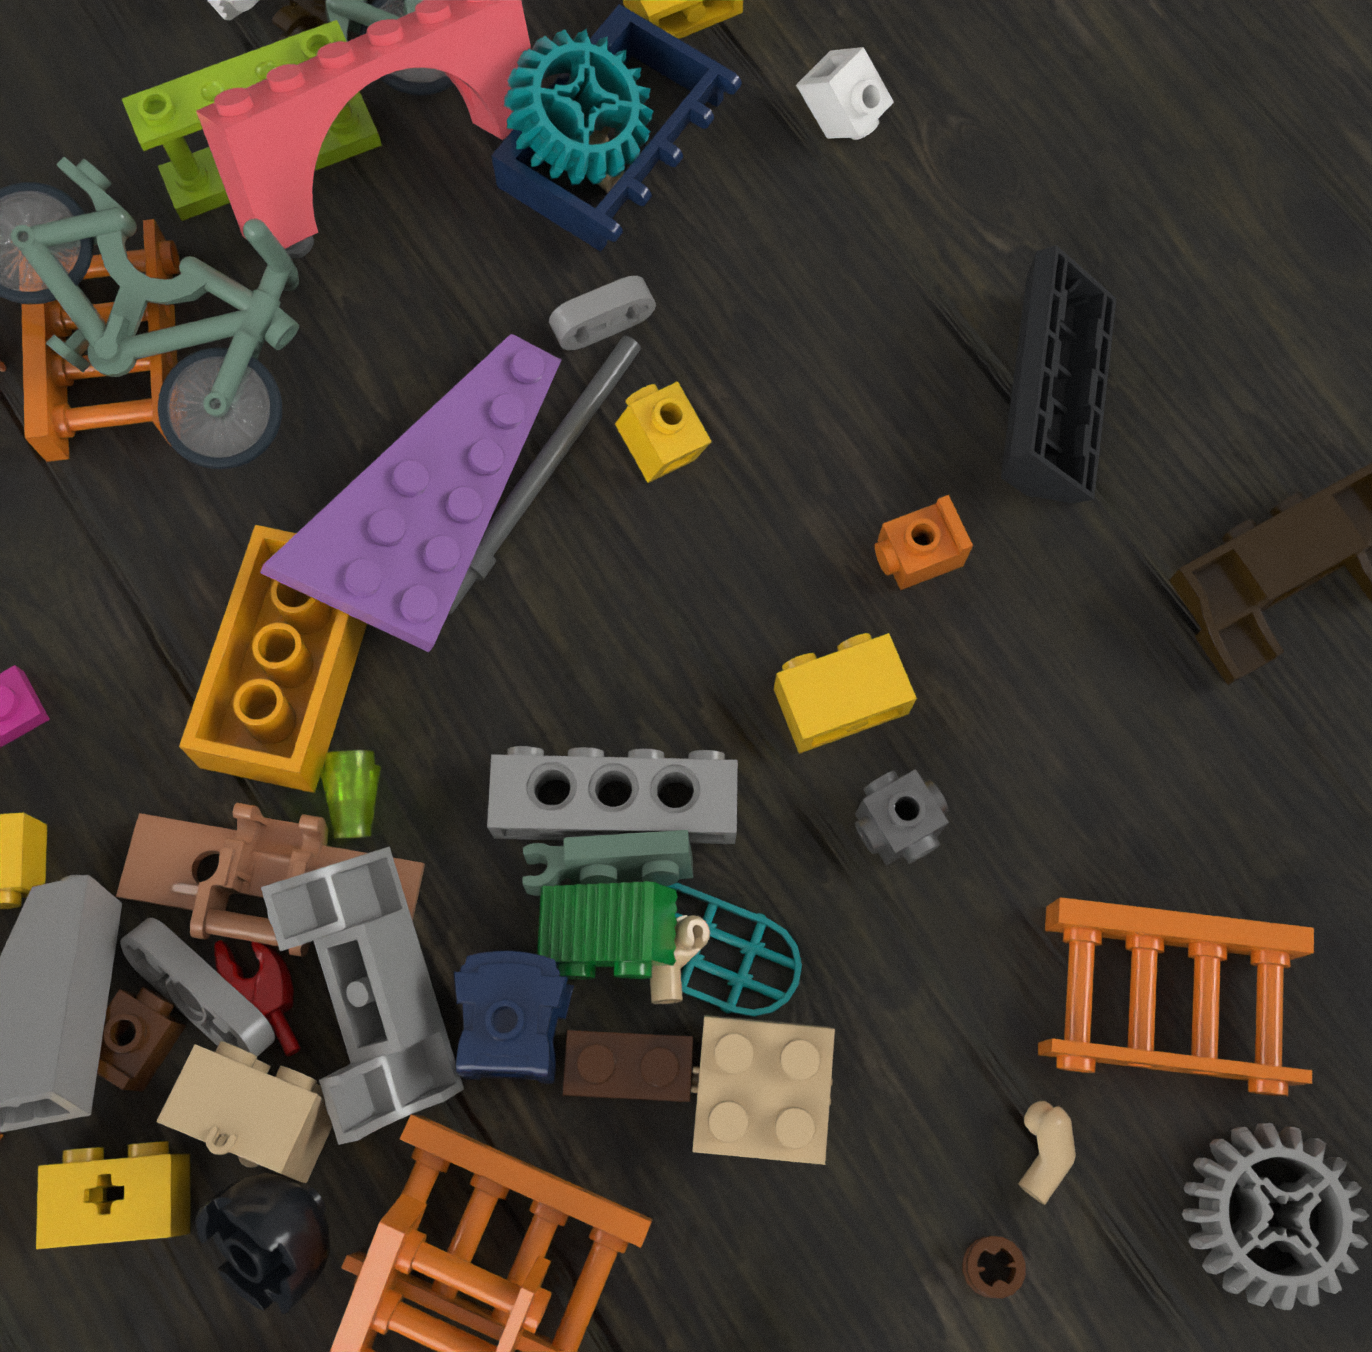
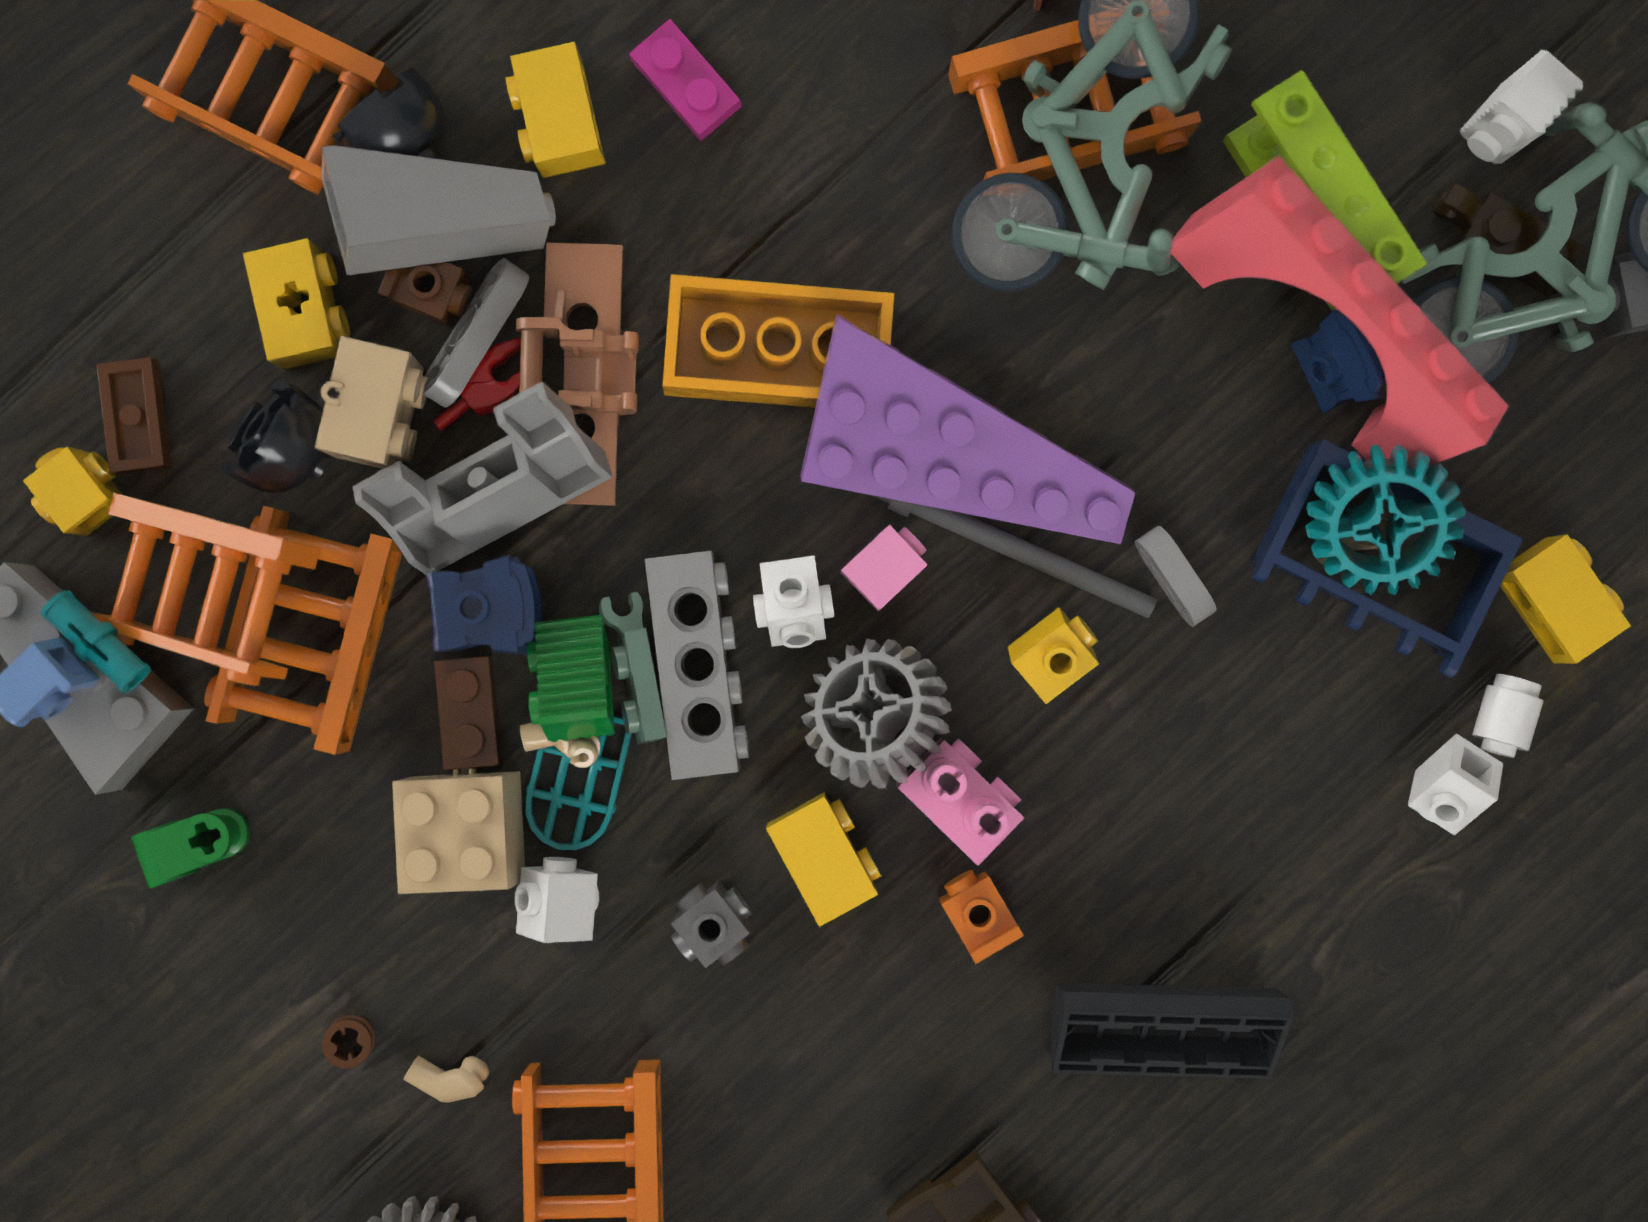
camera: 80 degrees right, 15 degrees up
(351, 791) = (668, 428): clear neon green cone -> none
(416, 120) = (1340, 363): none -> dark blue piece
(543, 586) = (885, 566): none -> bright pink brick
(563, 680) = (793, 602): none -> white brick
(693, 631) = (868, 675): none -> light grey gear
(784, 45) = (1508, 715): none -> white brick
(799, 543) = (962, 801): none -> bright pink brick
(856, 986) = (556, 901): none -> white brick

